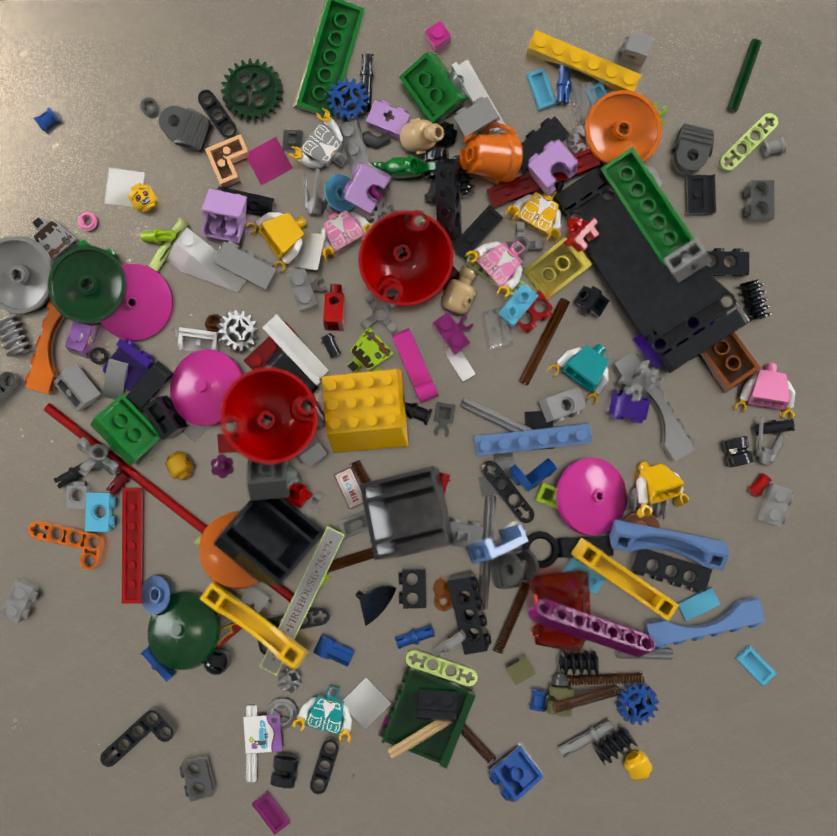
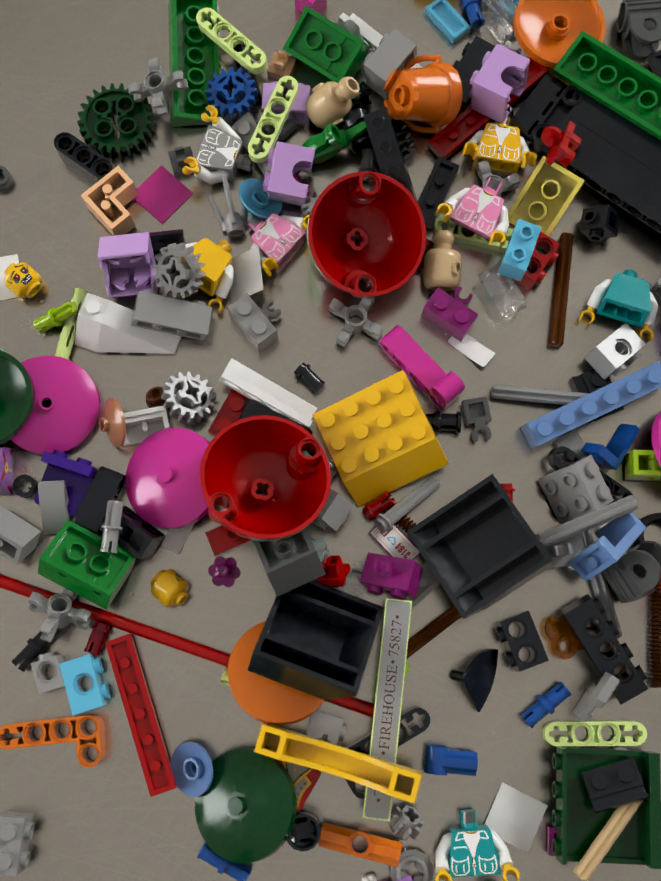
camera: 25 degrees left, 10 degrees down
(151, 411) = (112, 526): none -> light grey axle
(176, 332) = (113, 422): none -> nougat dish
(191, 129) = (52, 184): dark grey piece -> none
(243, 676) = (378, 850): none -> orange piece
(259, 236) = (182, 266): none -> light grey gear
(296, 82) = (158, 86): none -> light grey pin
(334, 314) = (299, 332): red torso -> none
(337, 511) = (391, 575): none -> magenta brick
(343, 459) = (378, 505): none -> red pin
(347, 472) = (385, 521): none -> light grey axle
(364, 54) = (233, 39): none -> yellowish green beam
(368, 132) = (273, 119): none -> yellowish green beam
(369, 351) = (358, 367): torso -> none
(395, 86) = (281, 65): none -> light nougat tile
(488, 523) = (588, 521): none -> light grey axle
(493, 496) = (576, 489): none -> light grey bracket

